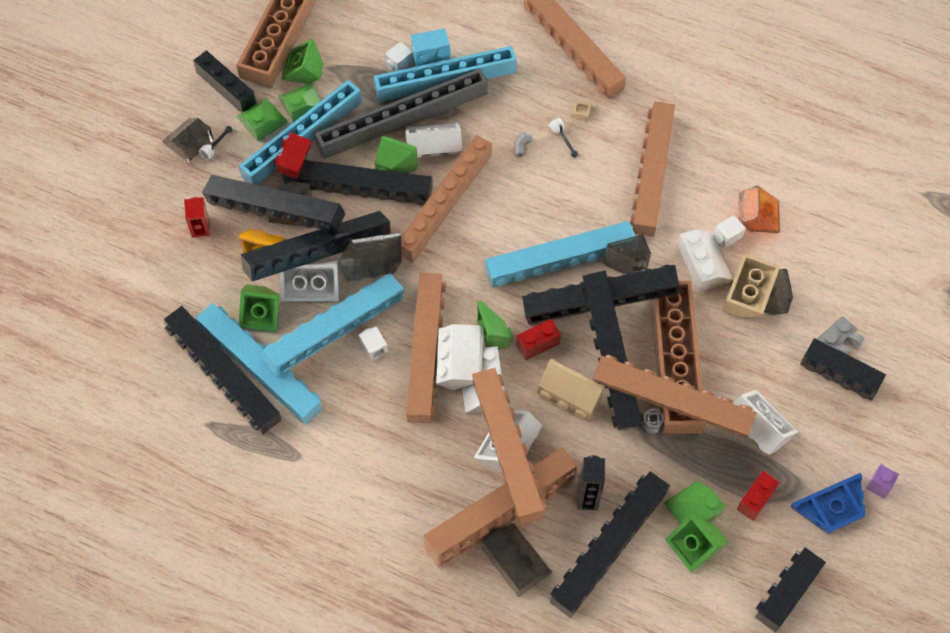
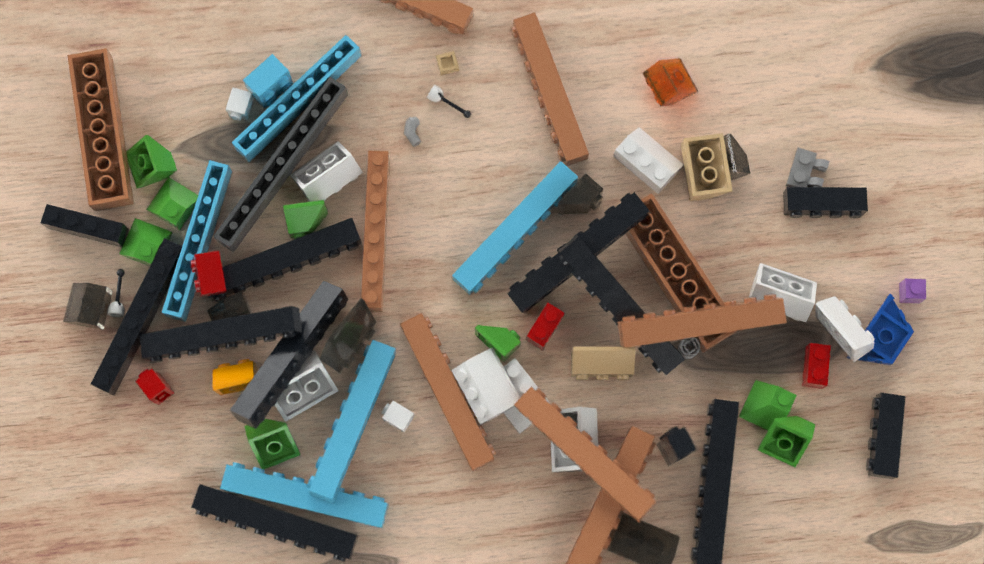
camera: 30 degrees left, 15 degrees up
(220, 163) = (137, 318): none -> black brick
(729, 231) = (654, 118): white brick -> none
(801, 475) = (844, 327): none -> white slope

